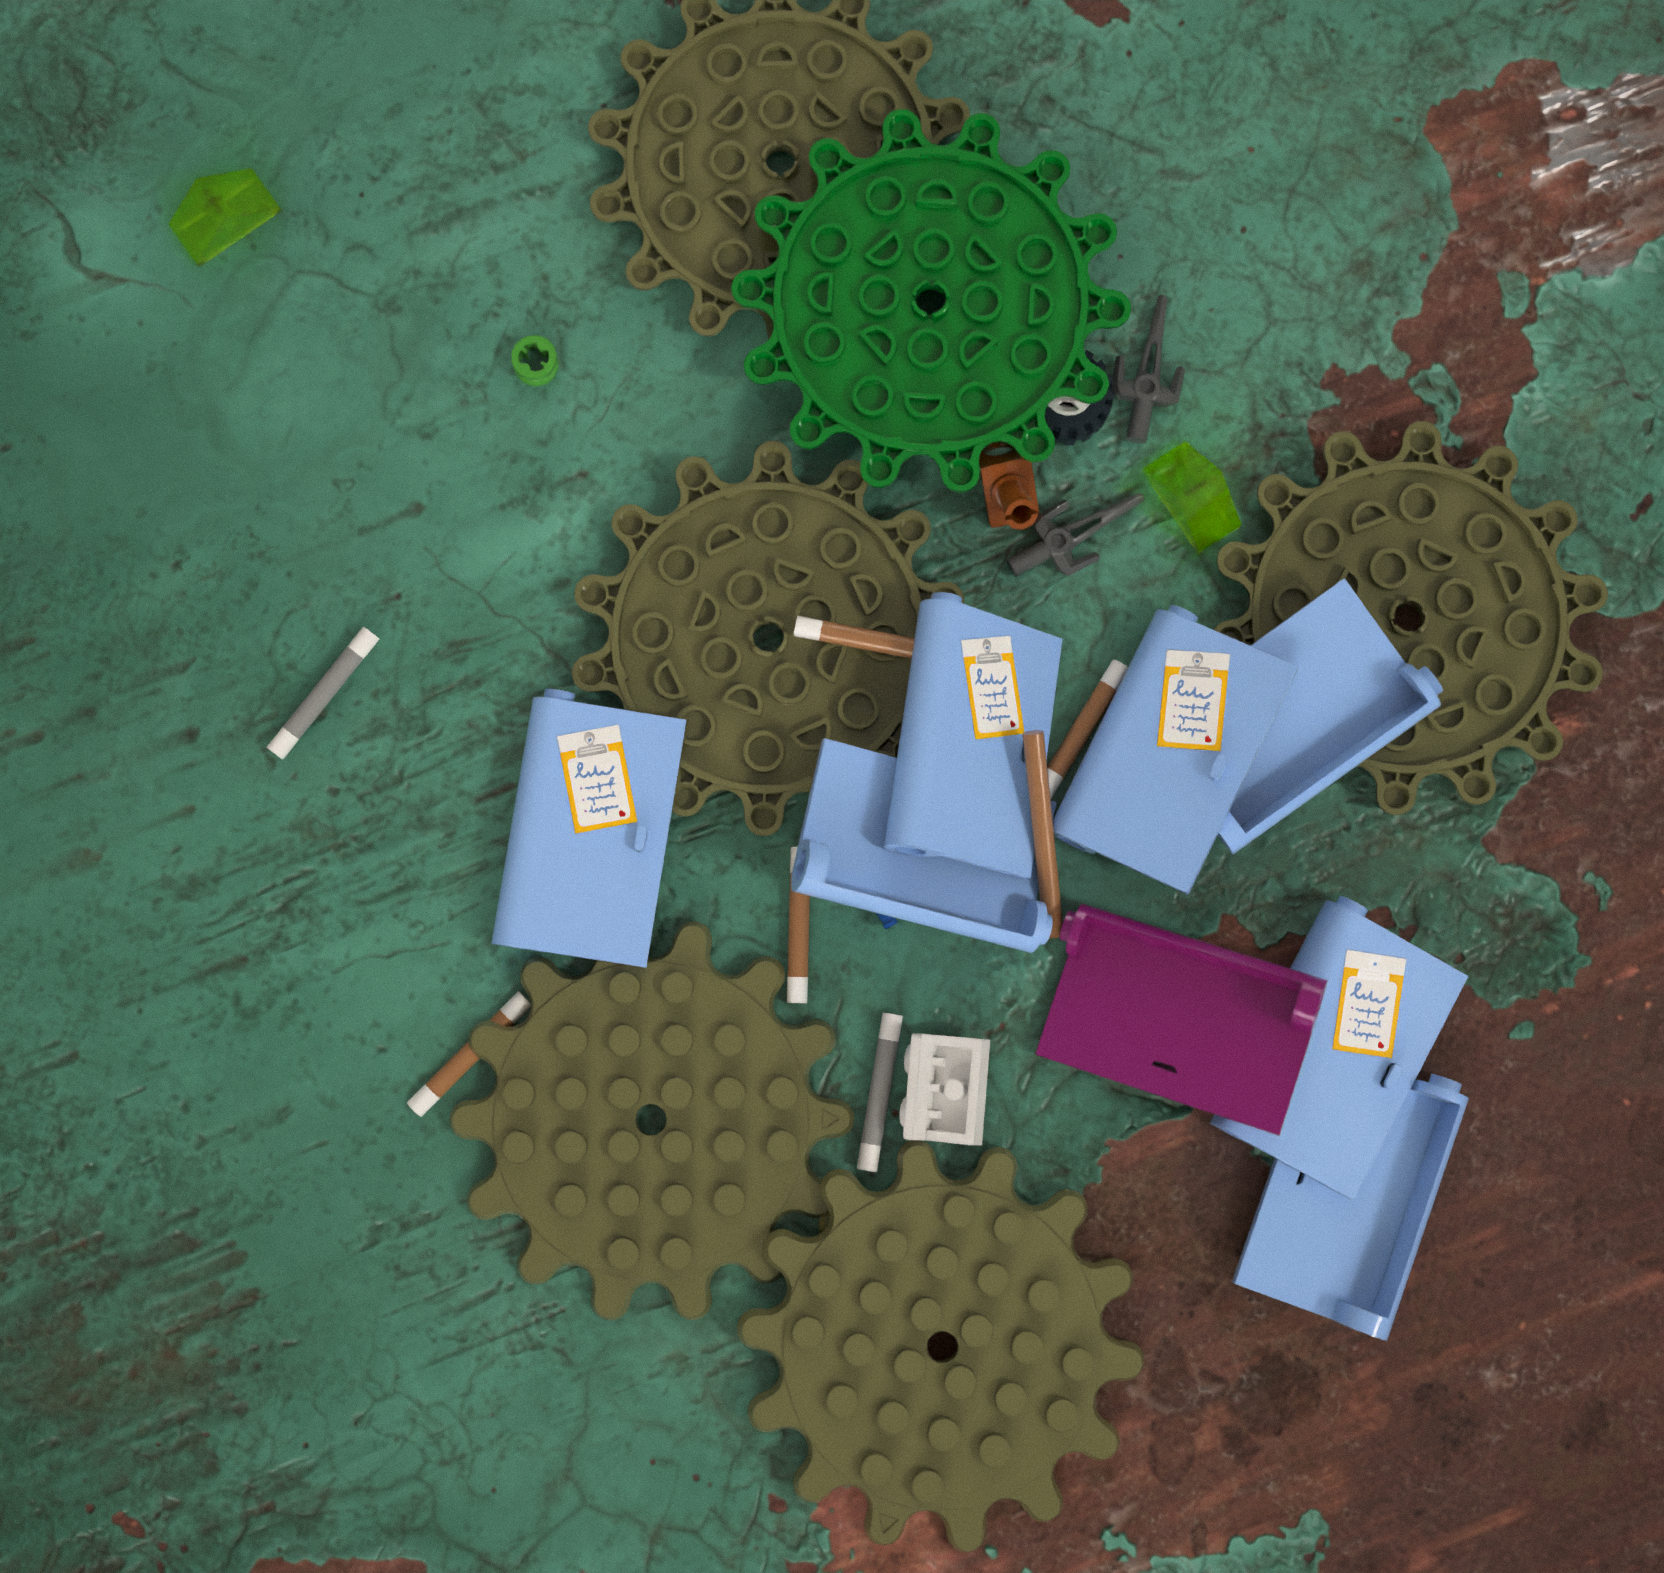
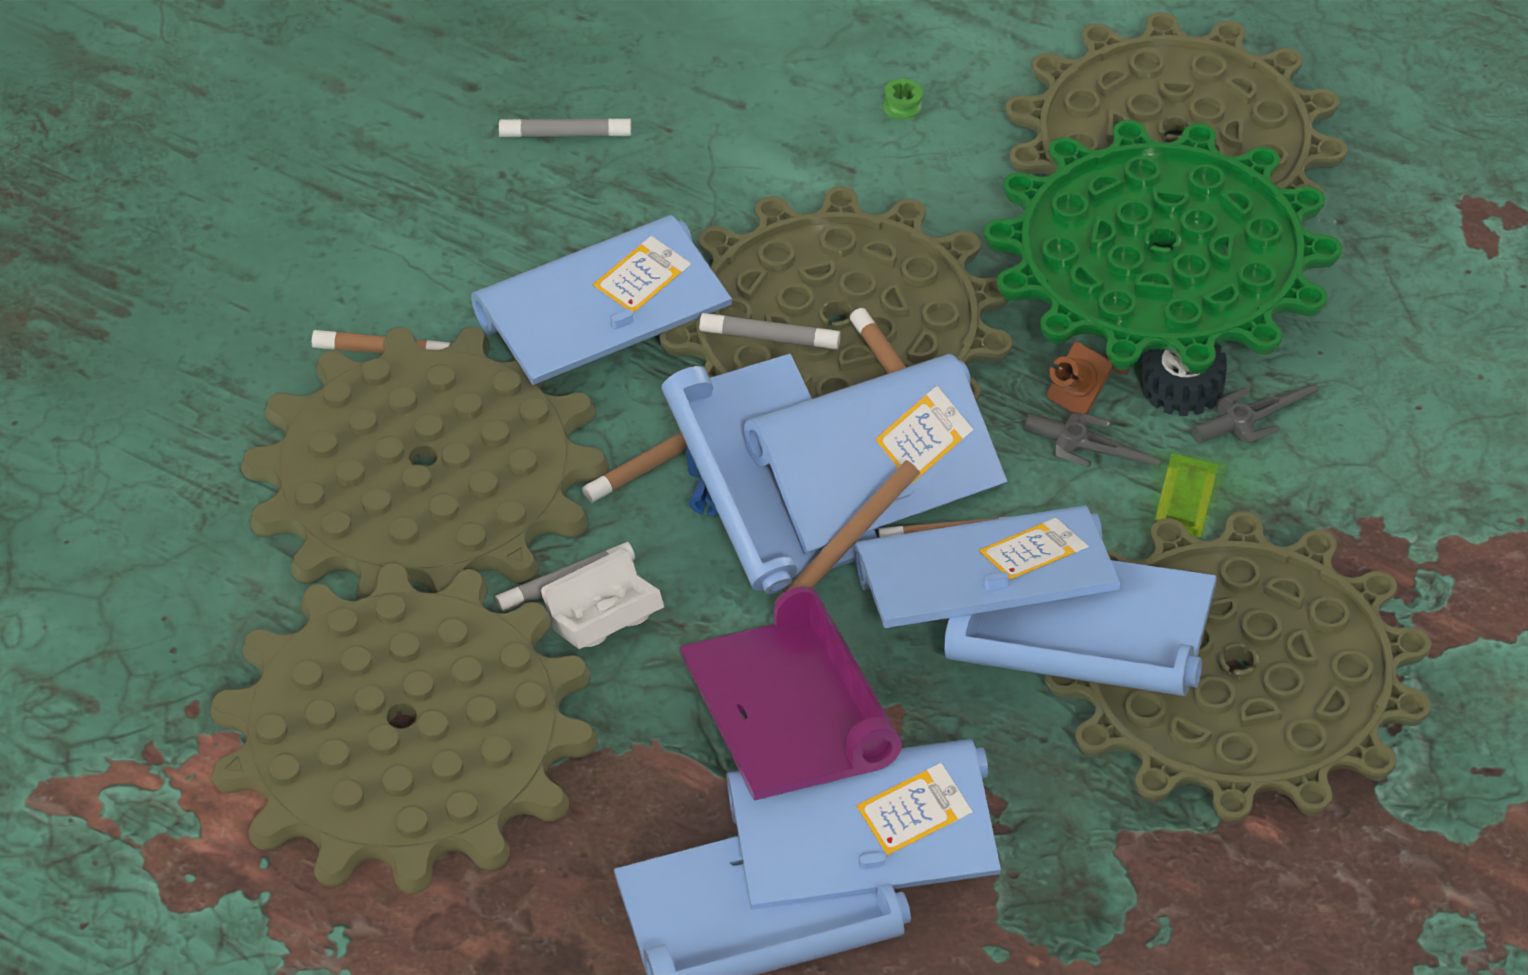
camera: 50 degrees right, 35 degrees down
(752, 716) = (770, 331): none -> light grey bar

